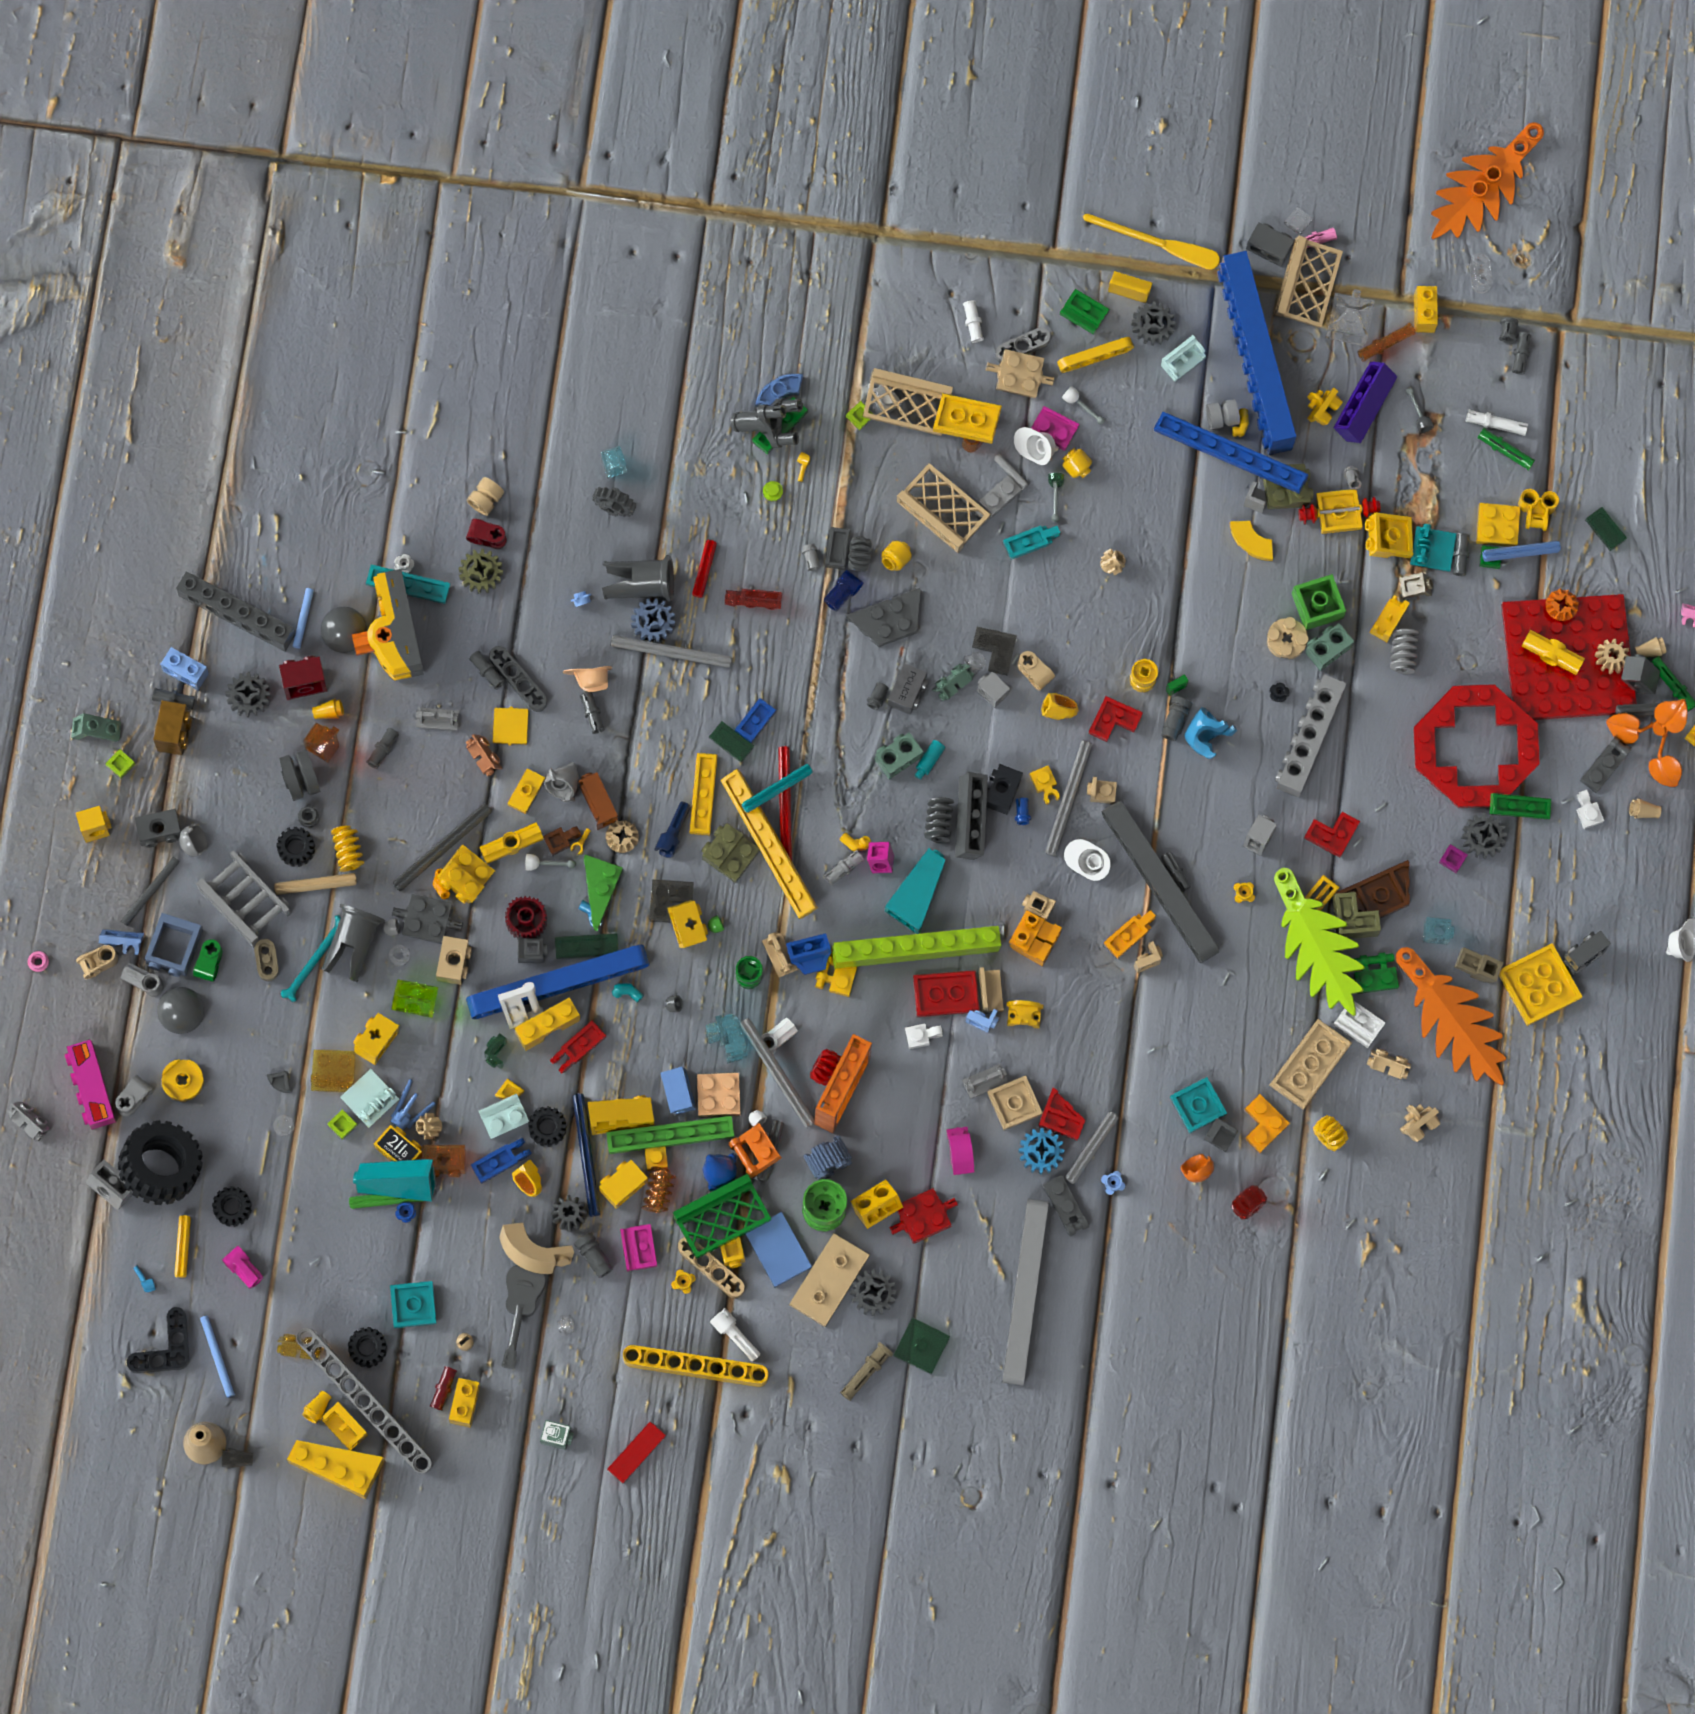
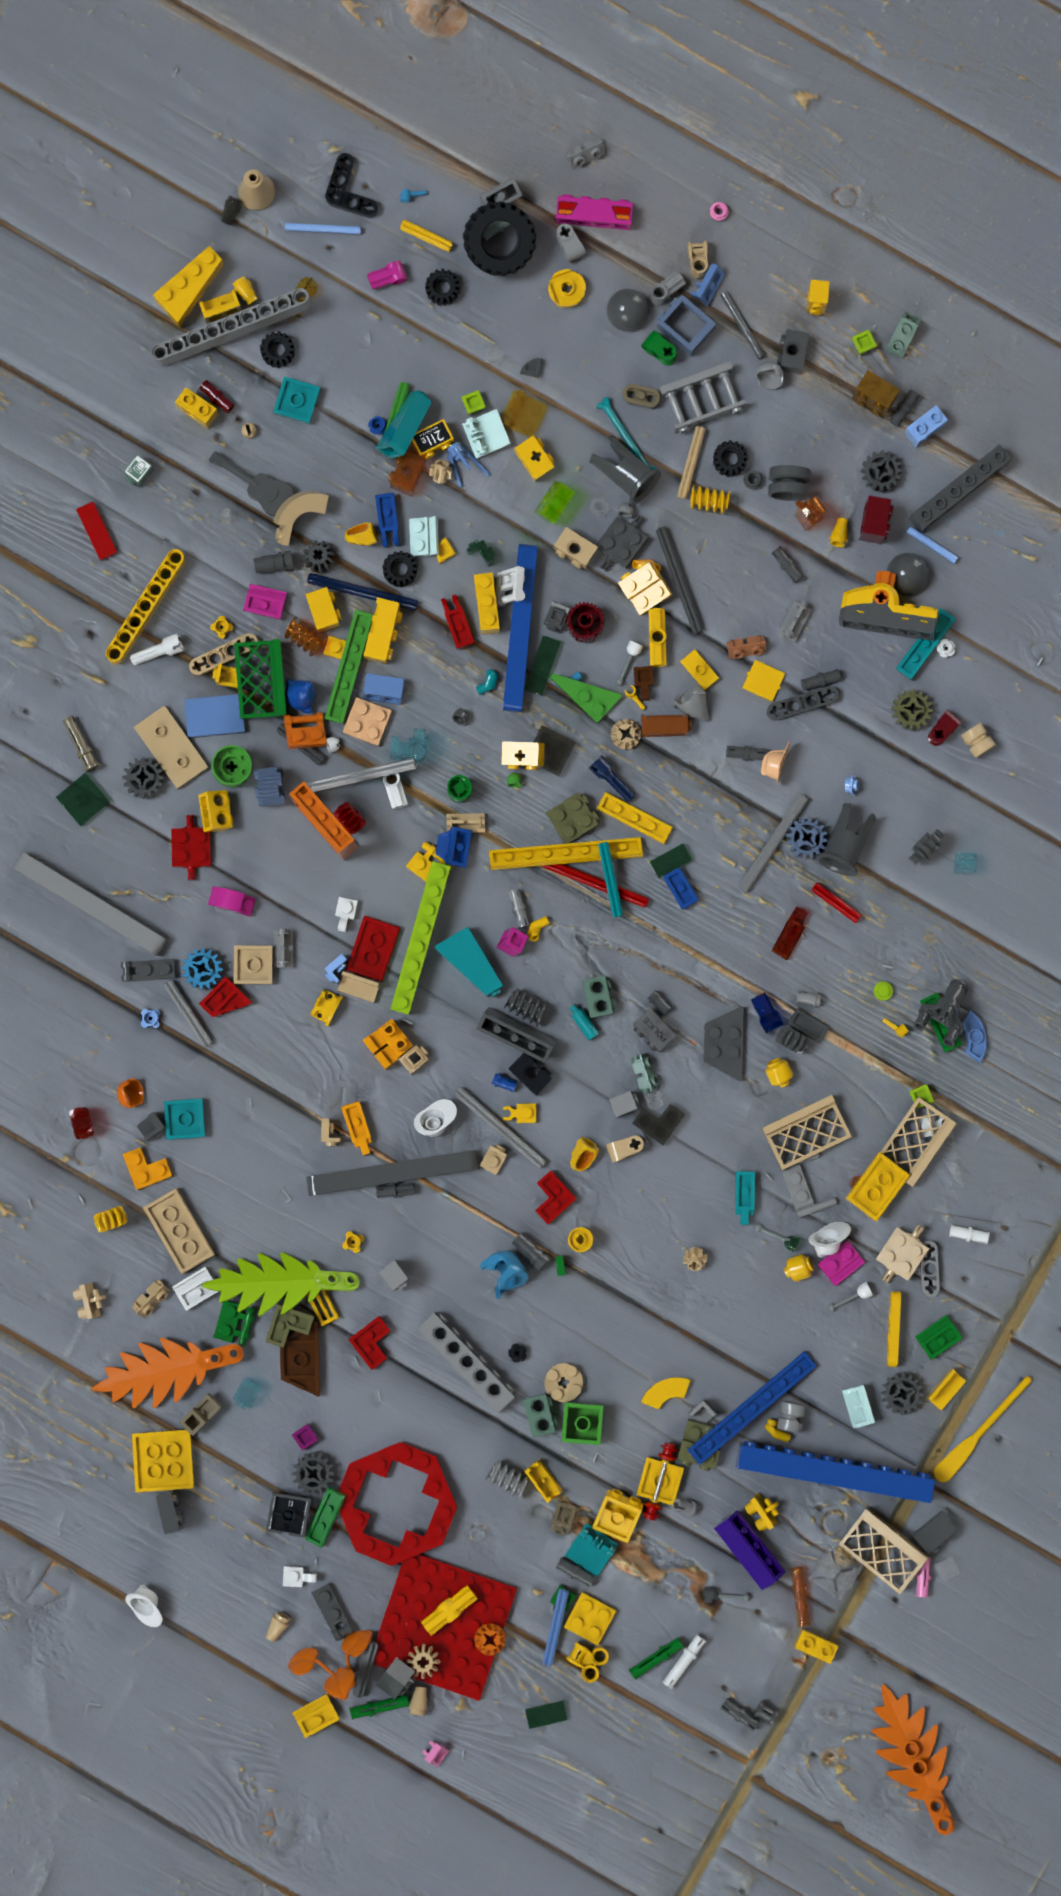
camera: 115 degrees right, 10 degrees up
(1534, 842) = (288, 1514): none -> piece

